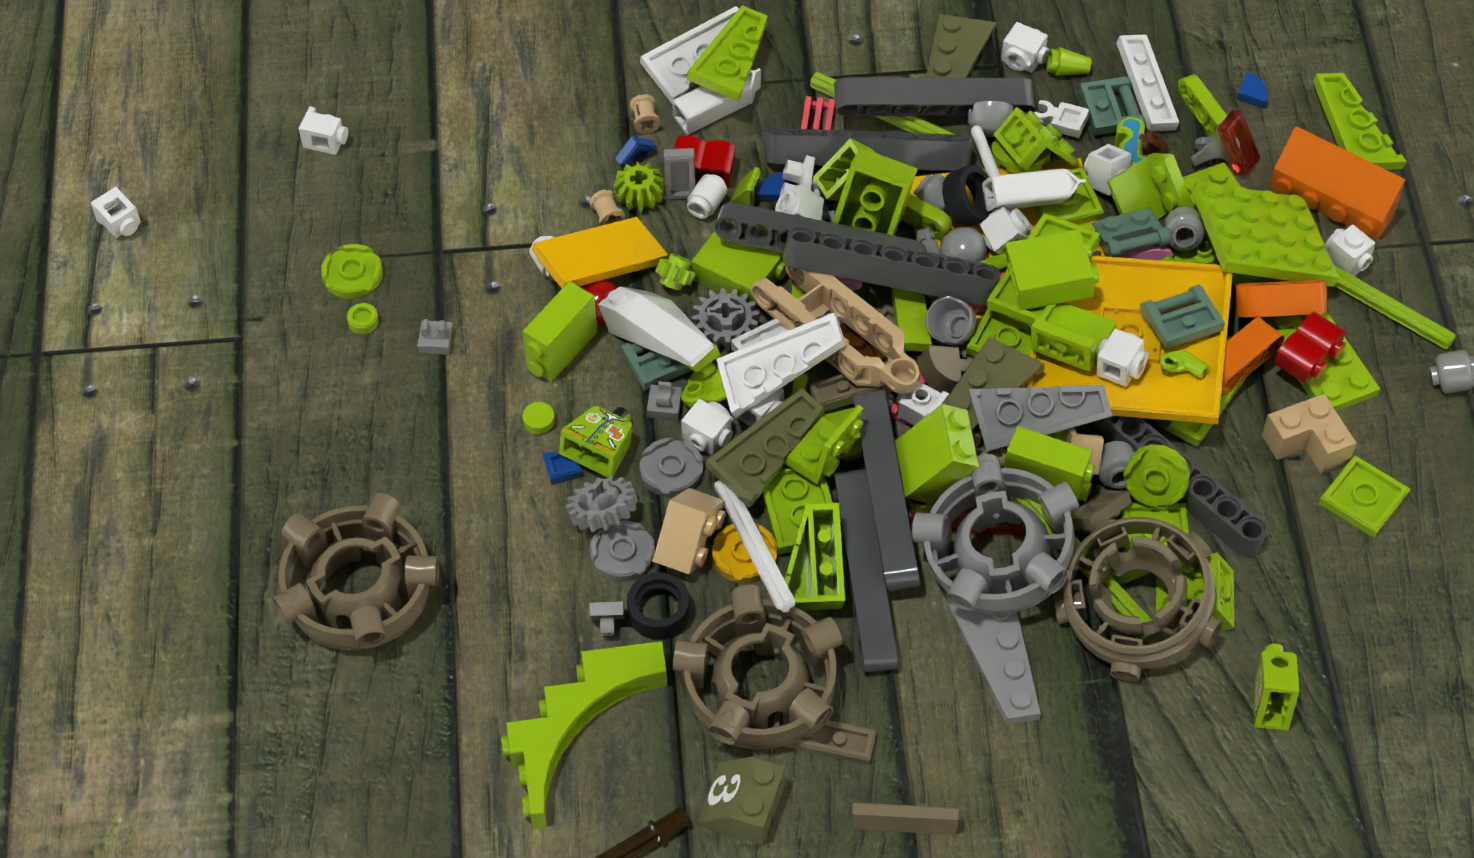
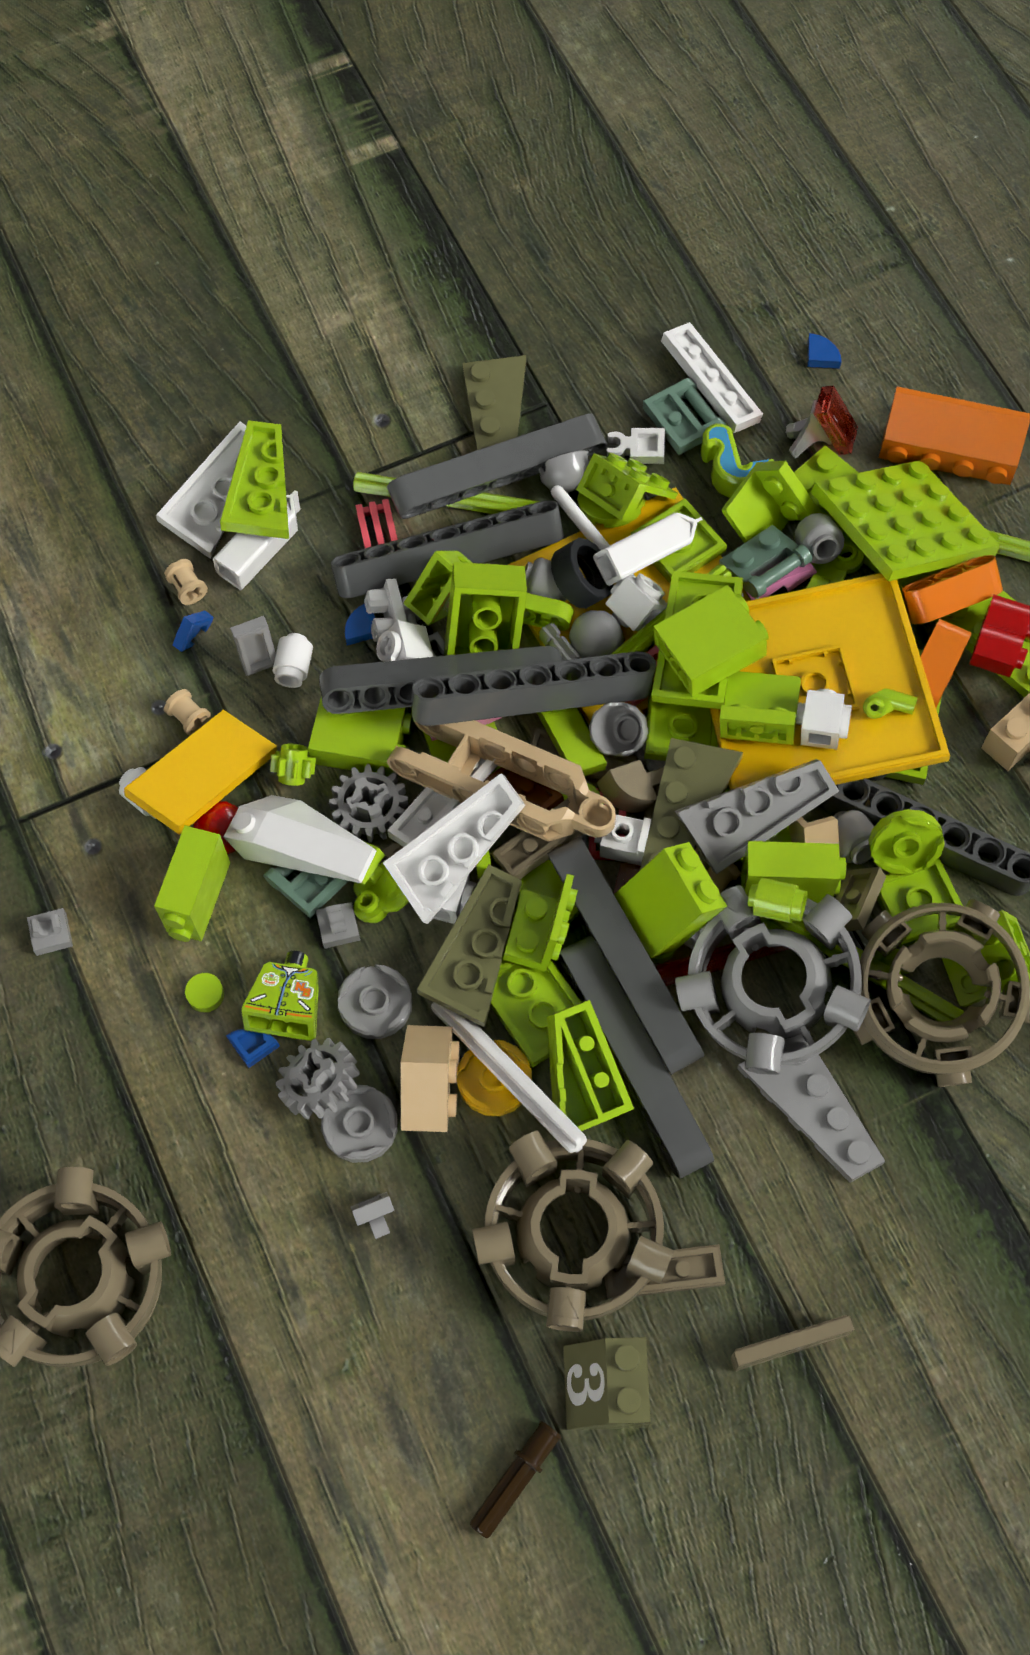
camera: 20 degrees left, 10 degrees up
(603, 680) = (358, 1401): lime arch -> none
(639, 186) = (201, 665): lime gear -> none
(658, 584) = (405, 1158): black tyre -> none
(707, 426) = (399, 941): white brick -> none
(710, 156) = (282, 610): red brick -> none
(747, 188) = (332, 637): lime slope -> none
(1020, 472) = (777, 900): none -> lime brick
(1024, 48) = (569, 376): white brick -> none
(1065, 62) = (617, 380): lime cone -> none
(1105, 164) = (710, 491): white brick -> none
(1153, 143) = (749, 449): reddish brown axle -> none
(1185, 323) = (874, 656): sand green plate -> none
(1201, 103) = (779, 386): lime beam -> none
(1350, 249) = (995, 506): white brick -> none
(1352, 124) = (939, 360): lime wing -> none

